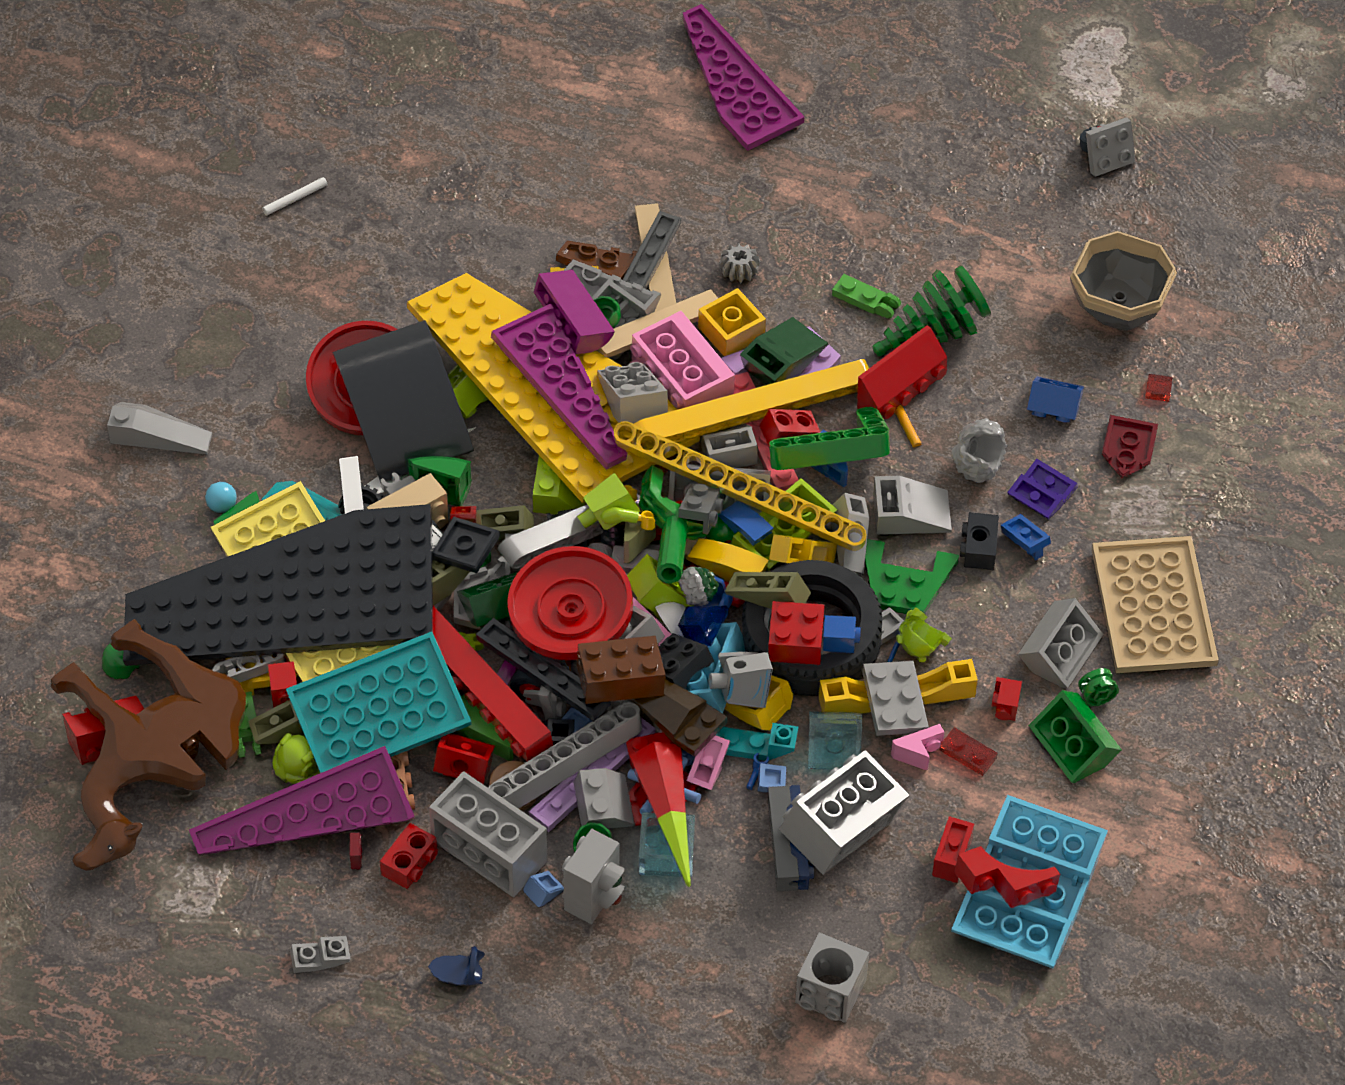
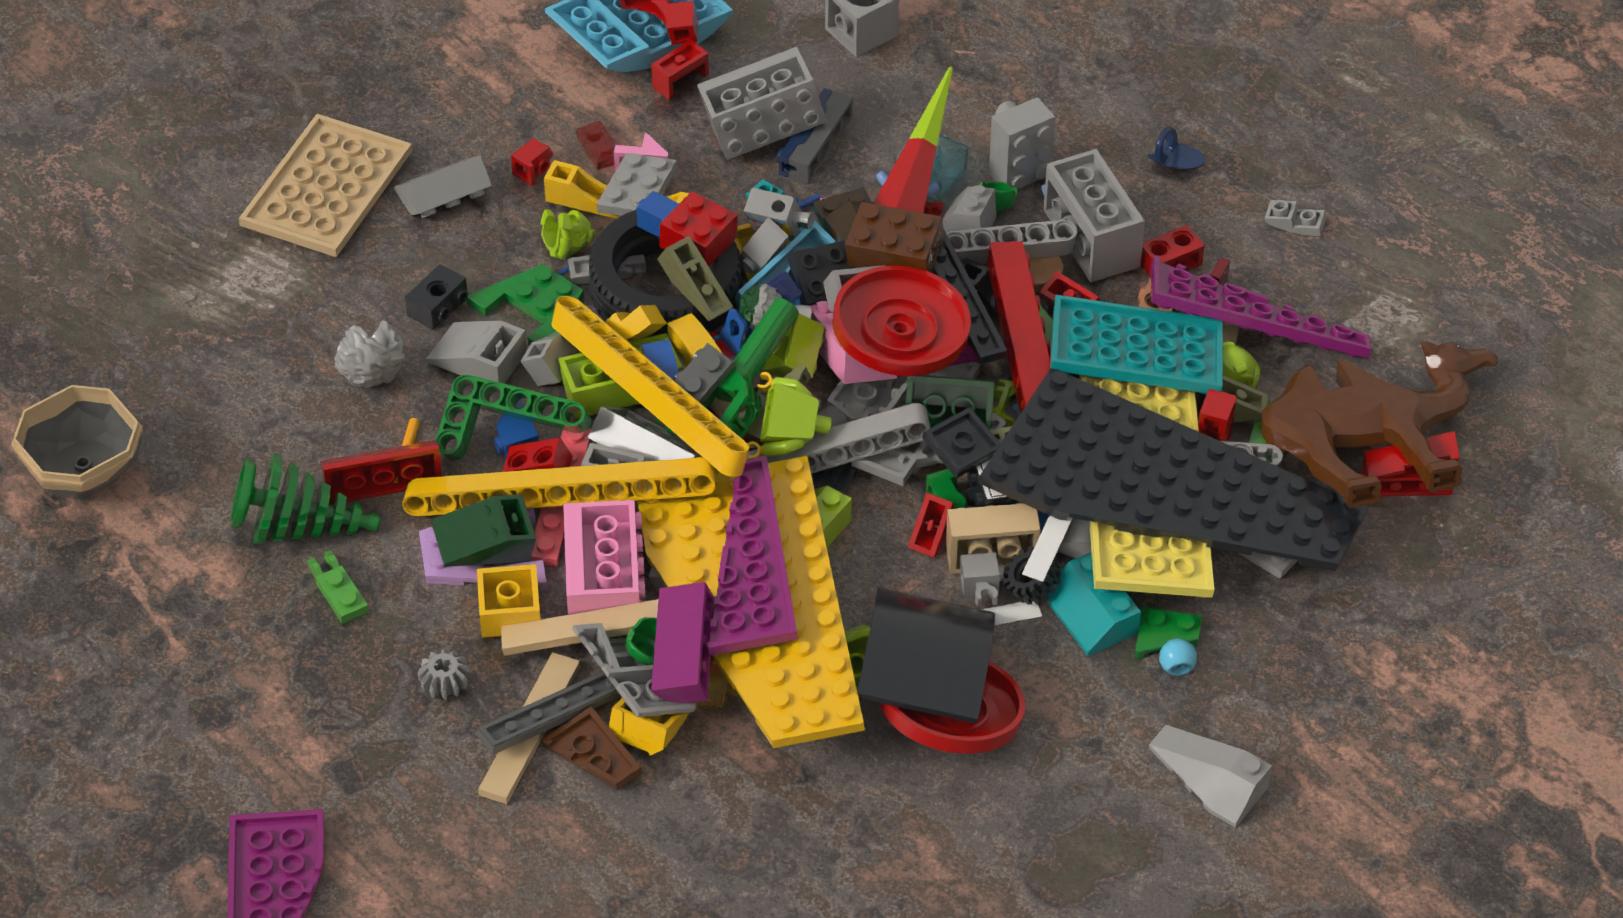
camera: 150 degrees left, 5 degrees down
(113, 664) = (1367, 543): green hair -> none
(450, 472) = (932, 559): green slope -> none
(506, 519) = (892, 494): olive slope -> none
(633, 392) = (682, 529): light grey slope -> none
(771, 776) = (796, 185): medium blue plate -> none
(833, 738) = (714, 187): clear light blue slope -> none
(1026, 535) = (390, 281): blue hinge -> none
(1043, 489) = (327, 325): dark purple slope -> none
(1055, 398) = (241, 395): blue slope -> none
(1074, 736) = (497, 109): green slope -> none
(1098, 687) = (444, 133): green wheel -> none
(1129, 444) = (210, 330): dark red tile -> none
(1158, 387) = (129, 370): clear red tile -> none

